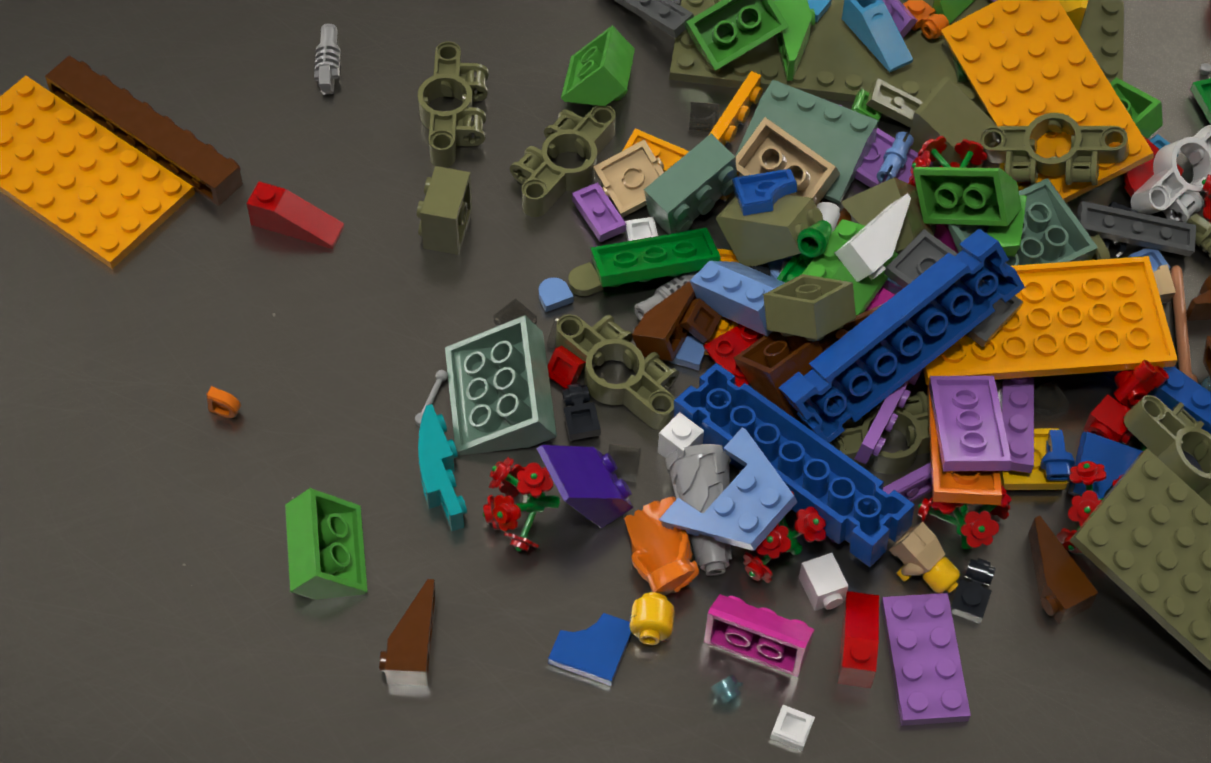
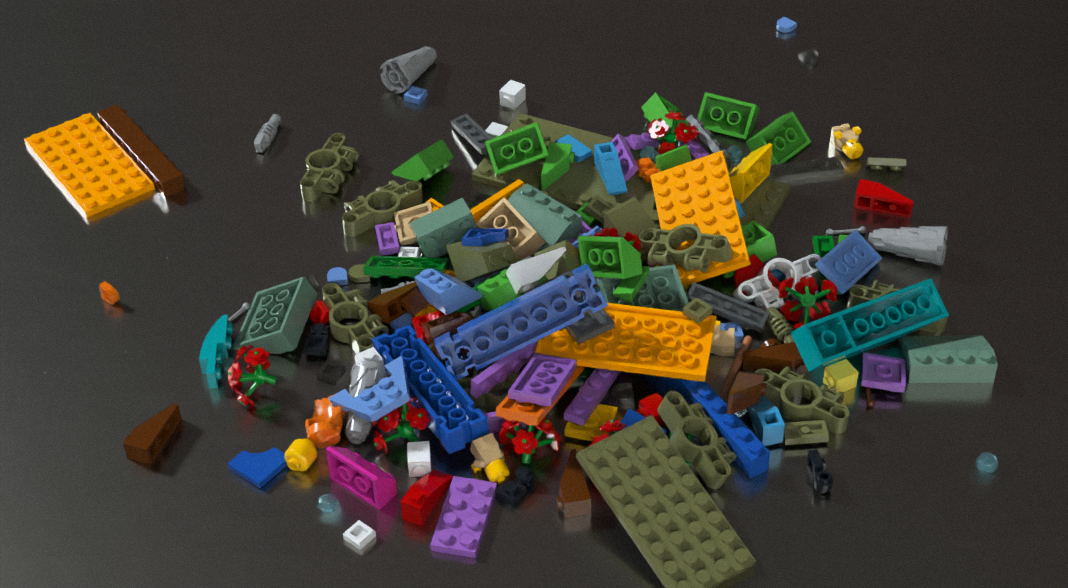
camera: 20 degrees right, 15 degrees down
(292, 216) = (201, 207): red slope -> none
(325, 546) = (127, 377): bright green slope -> none
(445, 210) = (291, 218): olive brick -> none
(587, 481) = (294, 370): dark purple slope -> none
(809, 307) = (472, 297): olive brick -> none
(814, 239) = (497, 263): green cone -> none
(1057, 460) = (600, 418): blue piece -> none
(1126, 256) = (697, 310): none -> olive plate
(1138, 382) = (680, 383): red plate -> none

